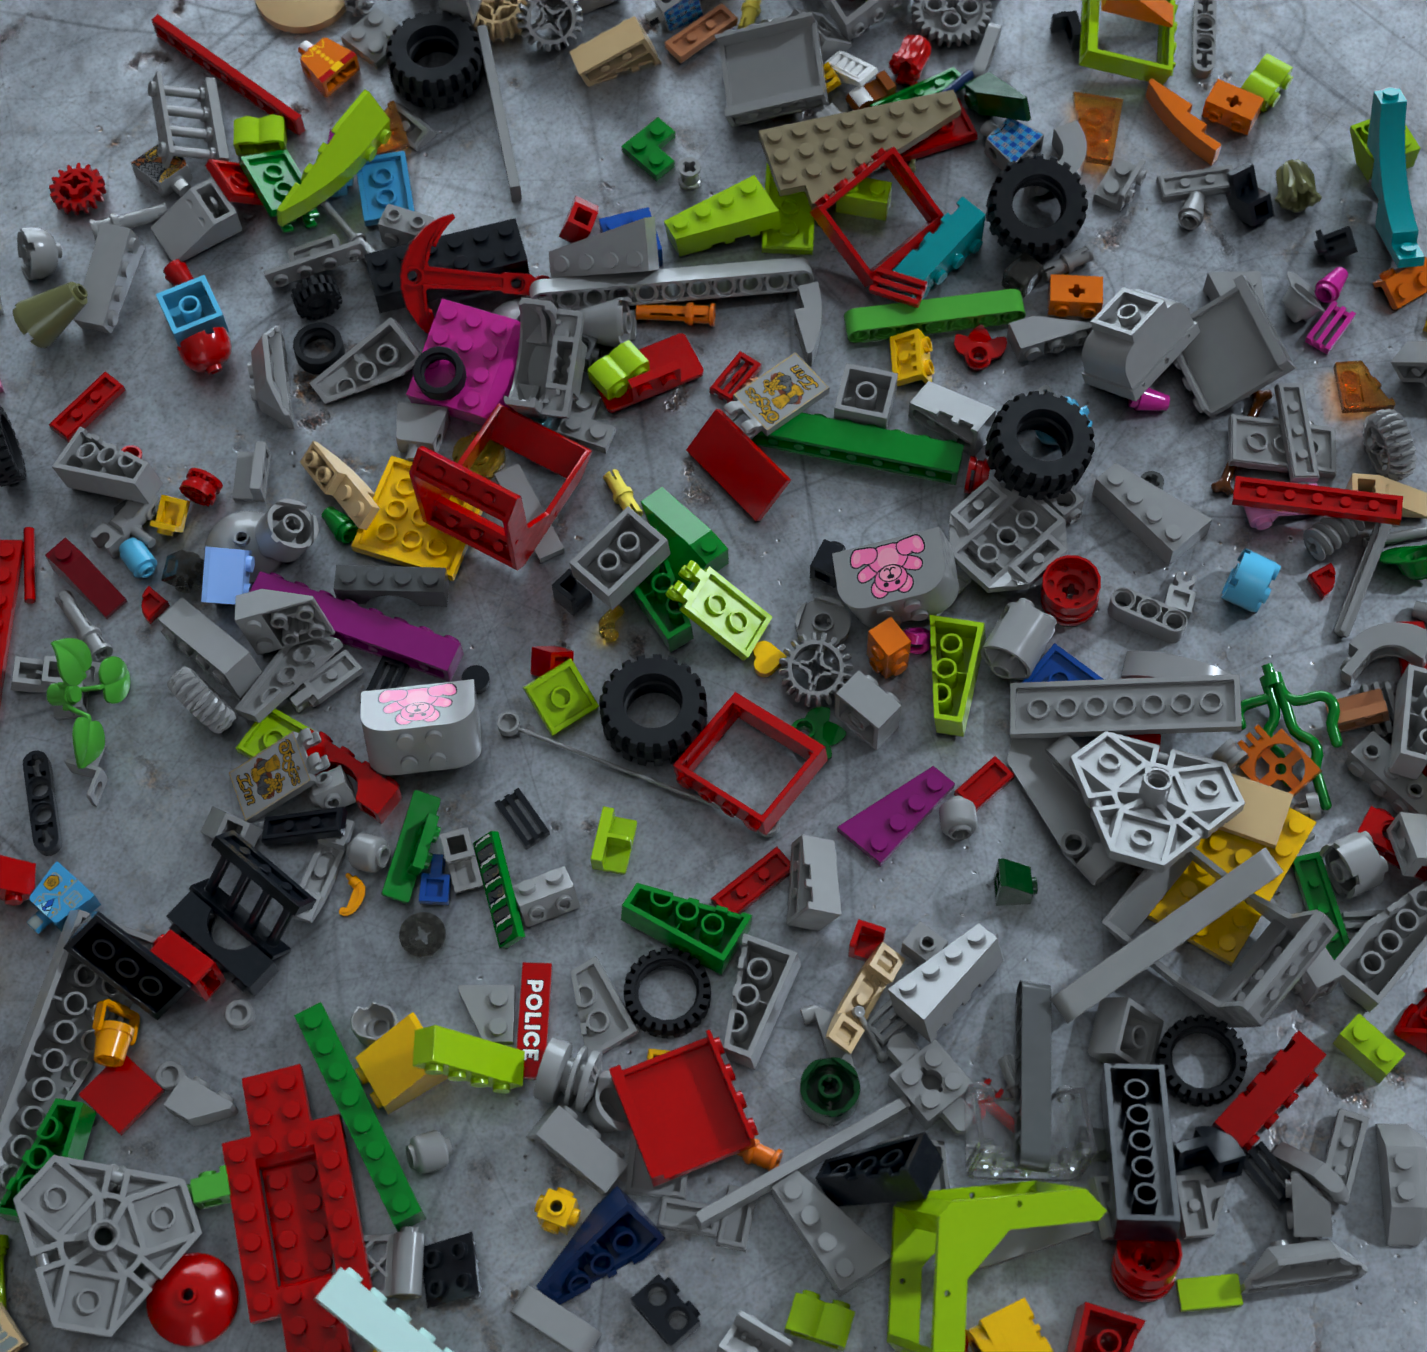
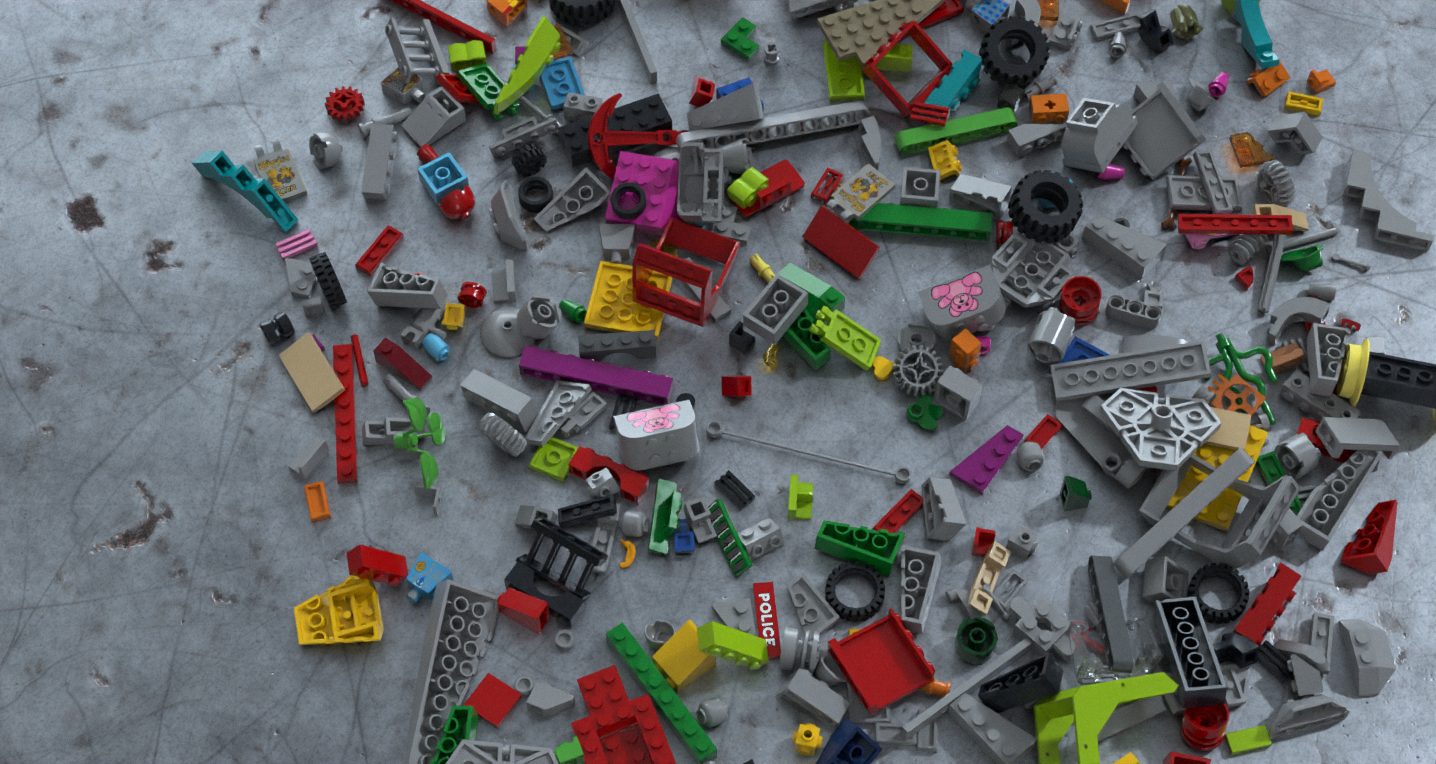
camera: 10 degrees left, 5 degrees down
(43, 802) = (400, 516): black beam -> none
(49, 312) = (345, 187): olive cone -> none
(113, 1036) = (482, 661): light orange piece -> none
(127, 965) = (488, 610): black slope -> none
(153, 605) = (451, 377): red tile -> none
(184, 571) = (472, 351): clear smoke brick -> none
(226, 574) = (504, 351): light blue slope -> none
(277, 774) = (563, 477): light grey tile -> none
(279, 619) = (548, 374): light grey slope -> none
(342, 483) = (570, 282): tan slope -> none
(427, 922) = (682, 565): clear smoke gear -> none
(560, 697) = (747, 407): lime tile -> none
(647, 677) = (819, 387): black tyre -> none
(689, 313) = (781, 146): orange pin -> none
(723, 217) = (801, 79): lime wedge -> none
(772, 726) = (896, 411): red window -> none
(822, 565) = (912, 302): black brick -> none
(945, 981) = (1041, 561): light grey wedge -> none
(954, 670) = (1010, 356): lime wedge -> none
(979, 345) = (990, 147): red plate -> none
(1250, 581) = (1198, 281): medium azure brick -> none
(1335, 244) = (1217, 57): black bracket -> none
(1340, 312) = (1227, 102): dark pink tile -> none
(1368, 1048) = (1326, 572): lime brick -> none

